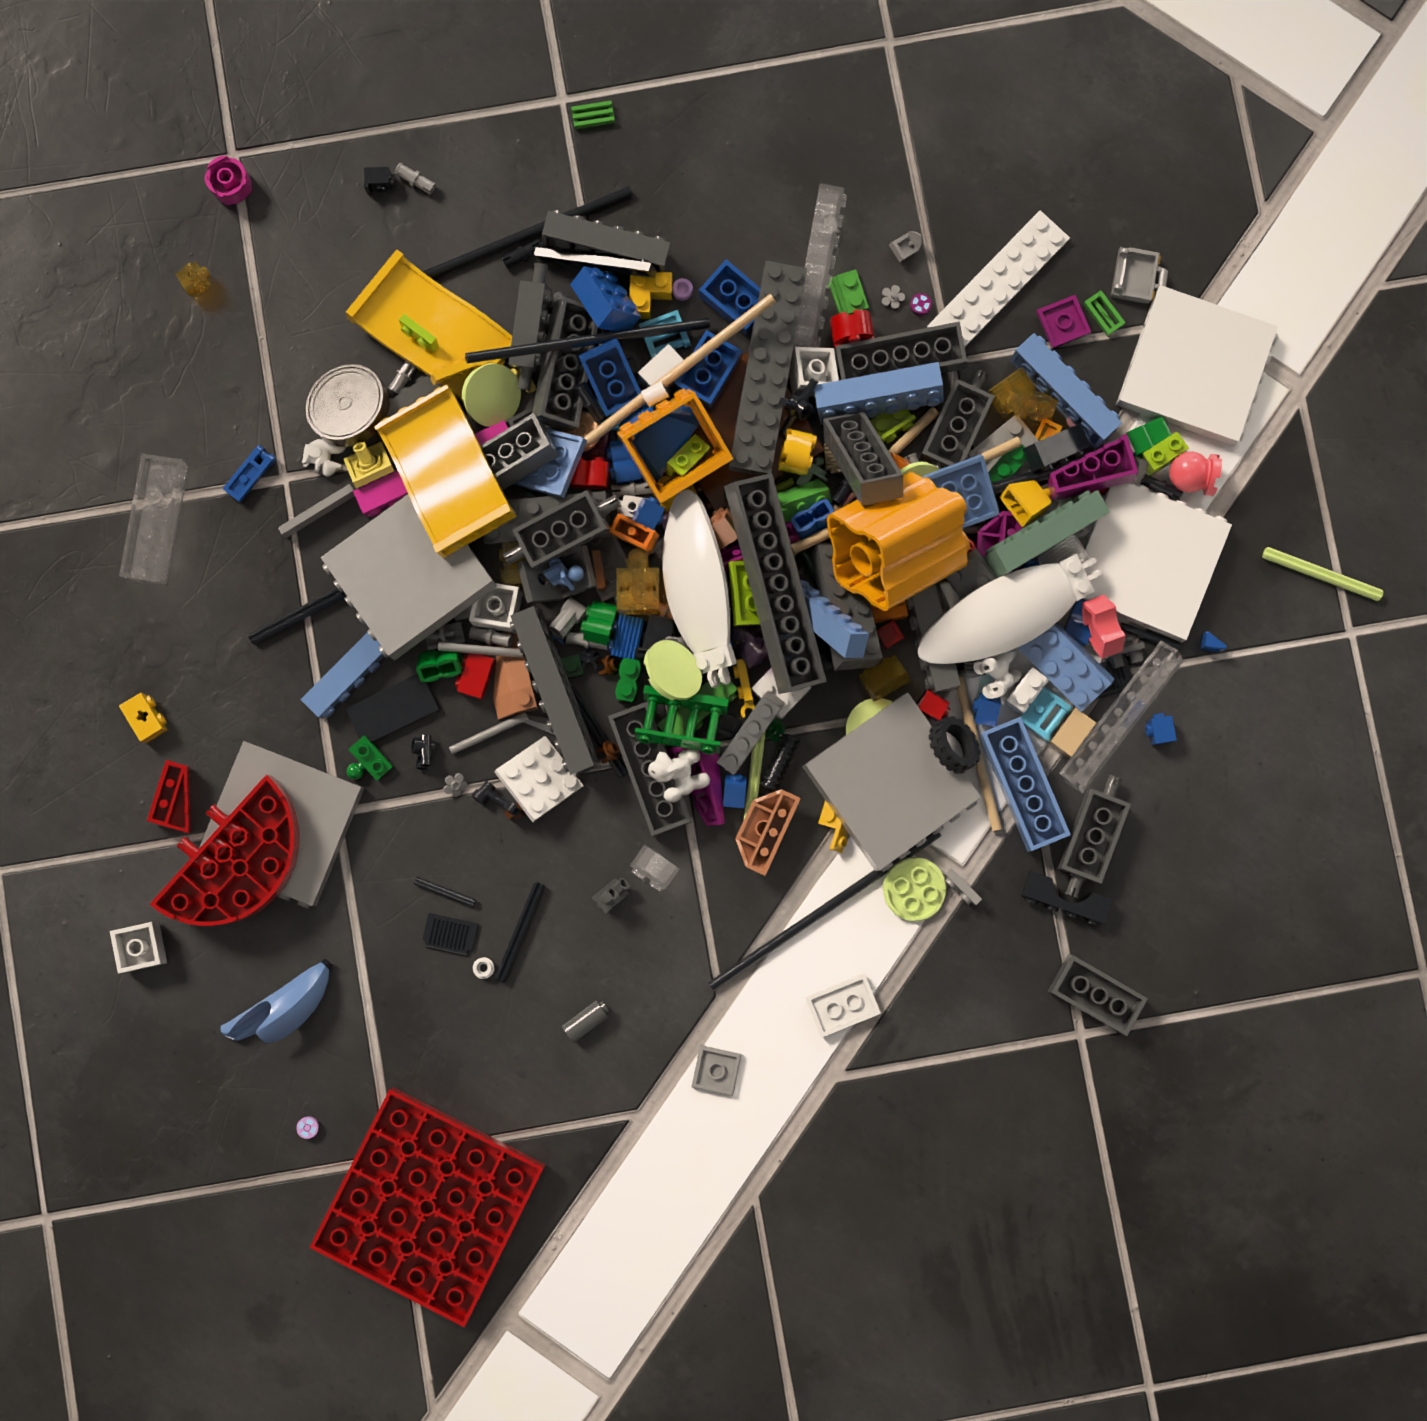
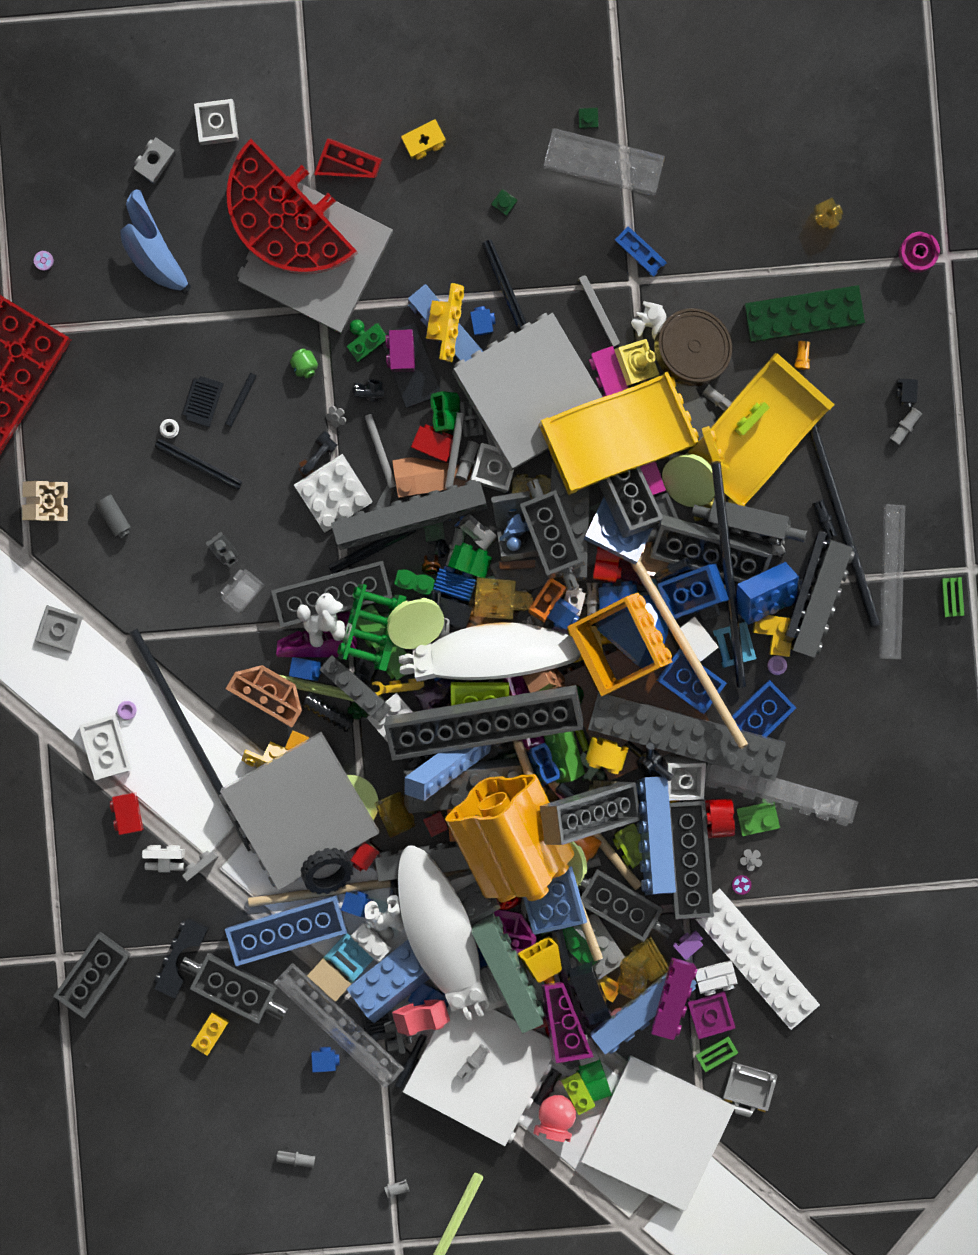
camera: 90 degrees right, 5 degrees up
(109, 543) = (588, 118): none -> dark green plate
(198, 1017) = (153, 171): none -> light grey brick
(207, 624) = (504, 202): none -> dark green plate
(303, 294) = (804, 314): none -> dark green brick
(338, 635) = (482, 321): none -> blue brick
(339, 673) = (444, 321): none -> yellow bracket
(347, 292) = (802, 360): none -> light orange pin
(375, 717) = (401, 350): none -> magenta brick
(399, 825) = (303, 363): none -> bright green head
(575, 1099) = (44, 501): none -> tan brick
(581, 175) = (892, 581): none -> clear brick
(611, 751) = (352, 560): reddish brown plate -> none
(655, 394) = (668, 630): white piece -> none
(687, 456) = (611, 655): lime bracket -> none
(799, 985) = (127, 710): none -> lavender tile
(813, 795) = (295, 739): none -> light orange tile
(906, 245) = (797, 876): light grey plate -> none
(914, 889) = (202, 822): yellowish green tile -> none
(914, 973) = (127, 813): none -> red brick
(957, 927) = (164, 858): none -> white plate
(991, 352) = (688, 944): none -> medium lavender brick
(1022, 319) = (716, 977): none -> white brick
(1053, 352) = (673, 999): none -> magenta wedge
(1146, 565) = (473, 1062): none -> light grey pin
(1146, 857) = (210, 1033): none -> yellow brick
(1211, 643) = (399, 1114): blue slope -> none
(1272, 751) = (295, 1159): none -> light grey axle
(1291, 638) = (397, 1188): none -> light grey pin

